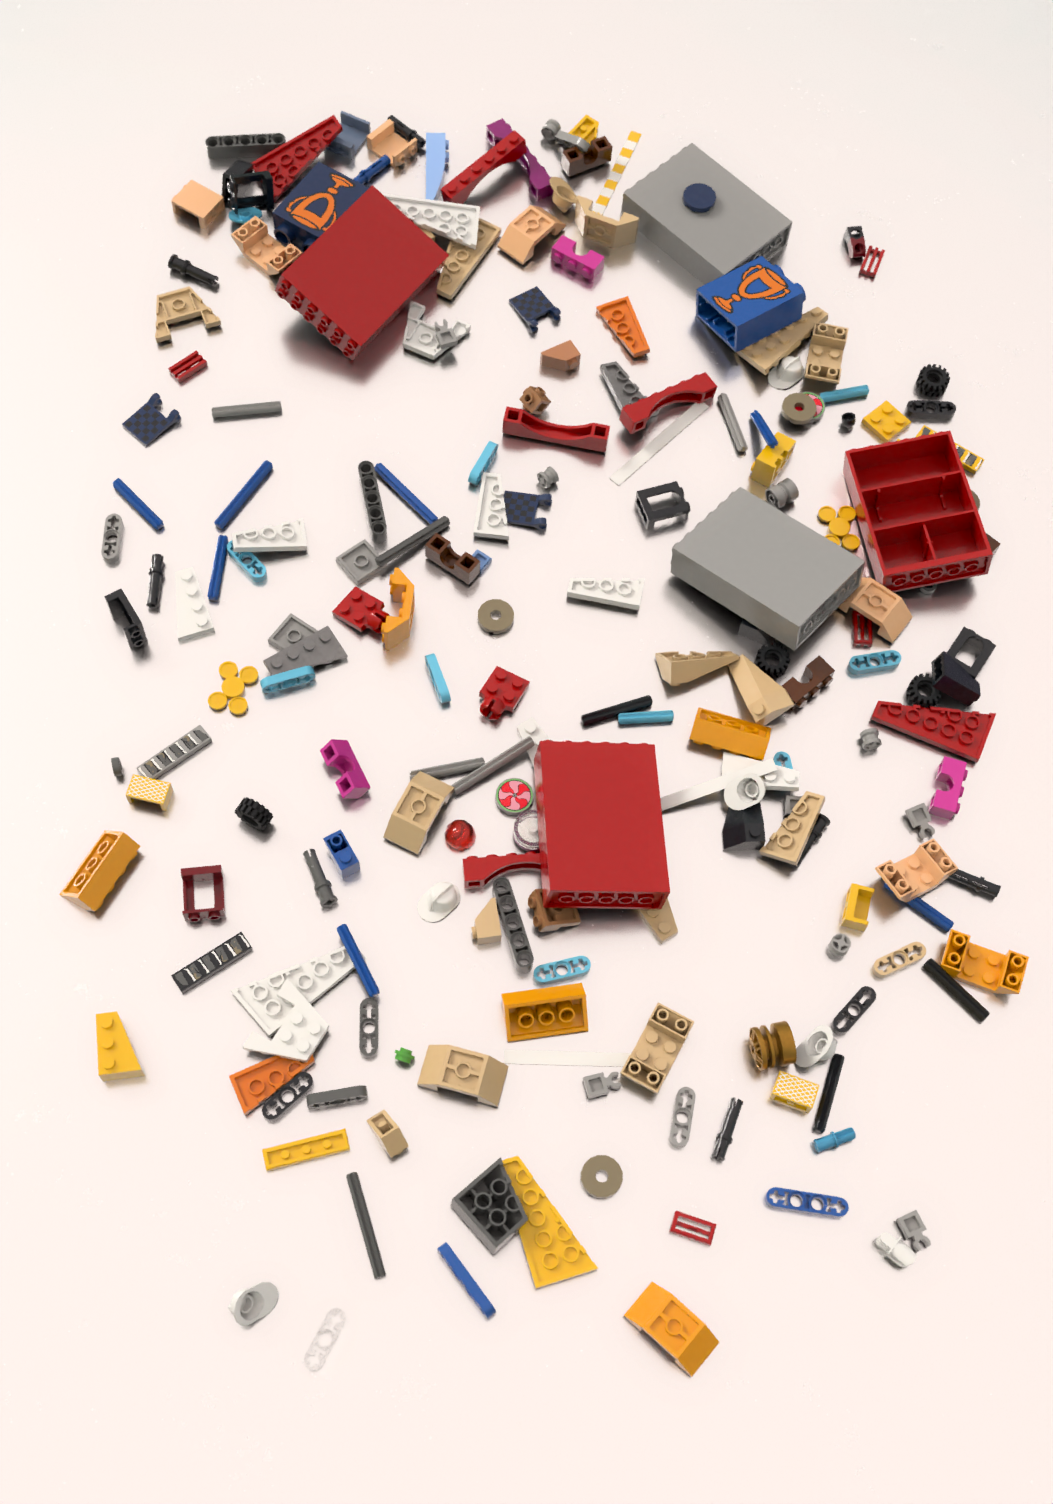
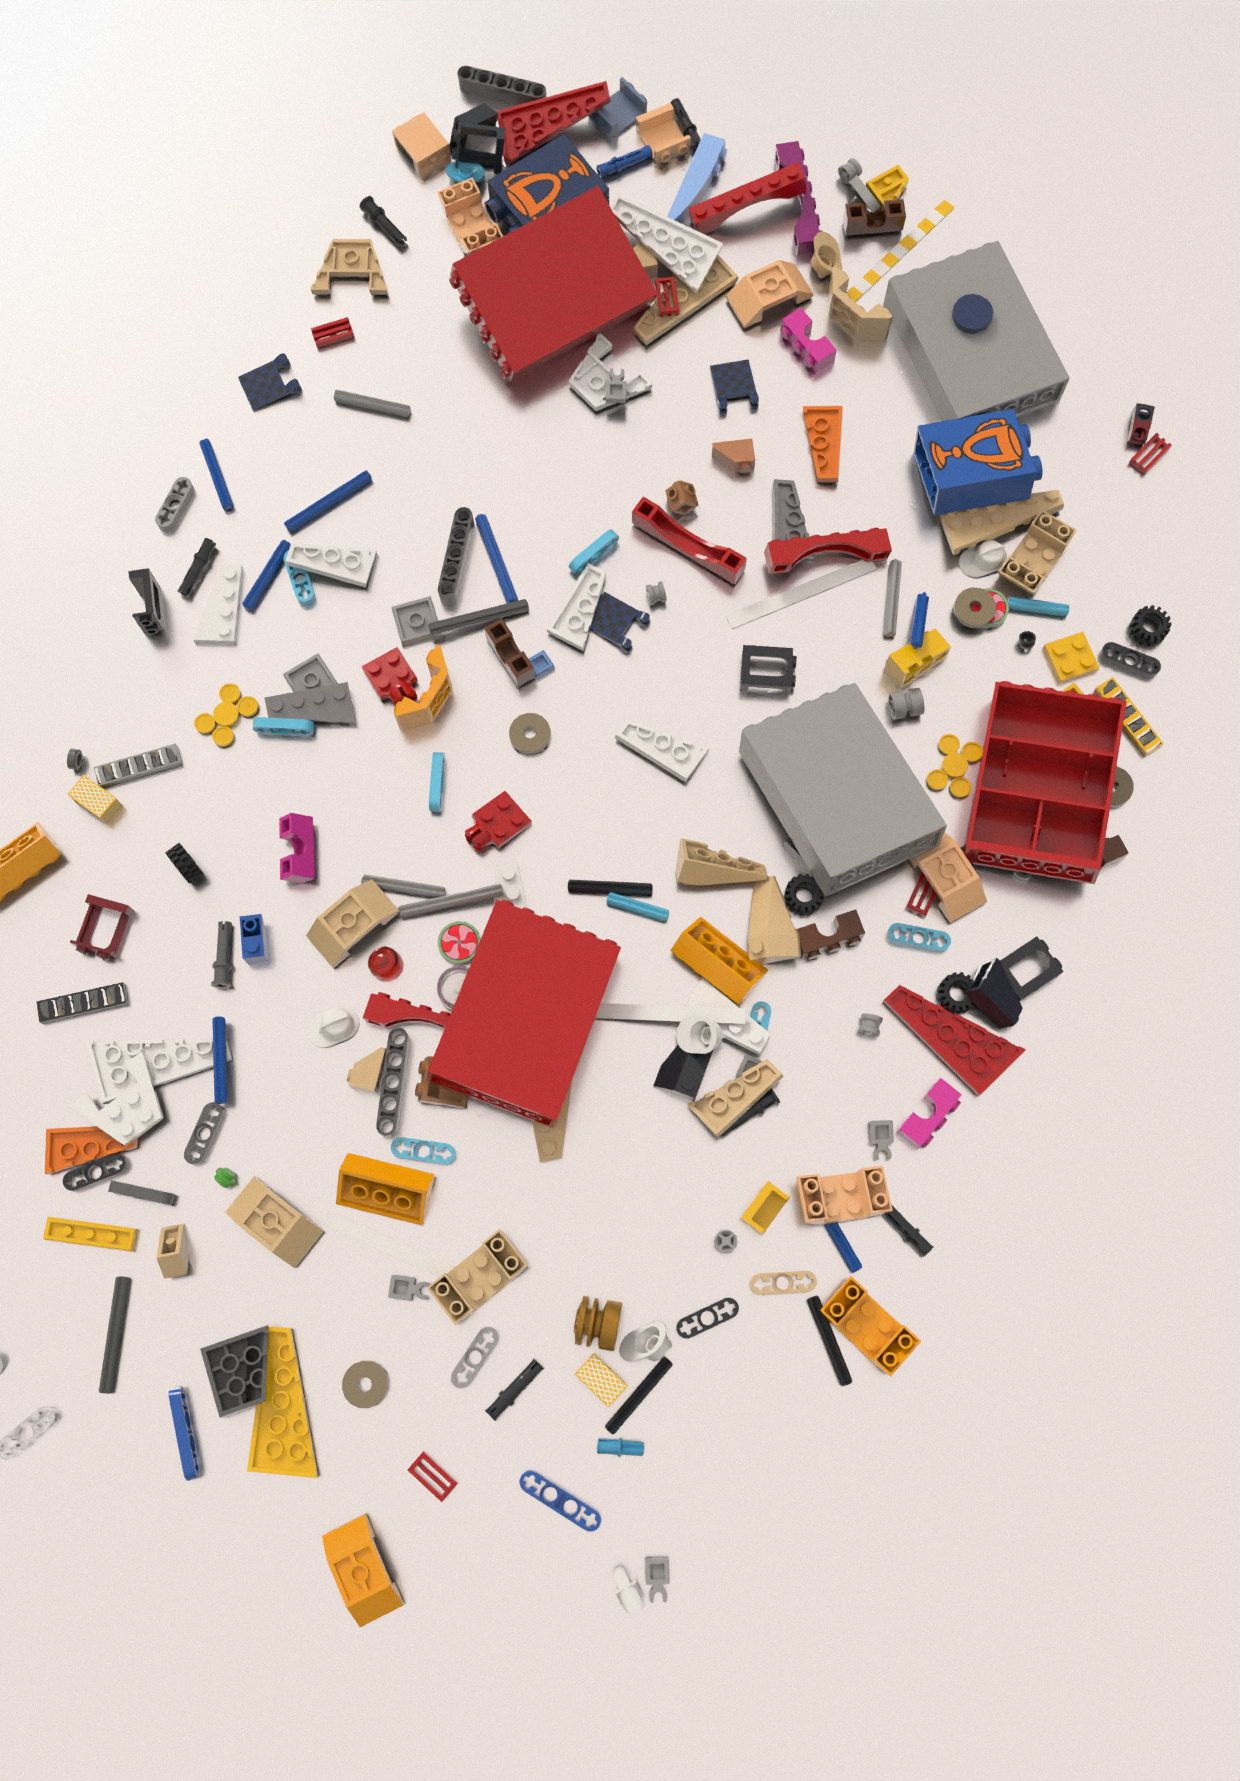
camera: 30 degrees right, 10 degrees up
(451, 263) = (669, 311): none -> red tile

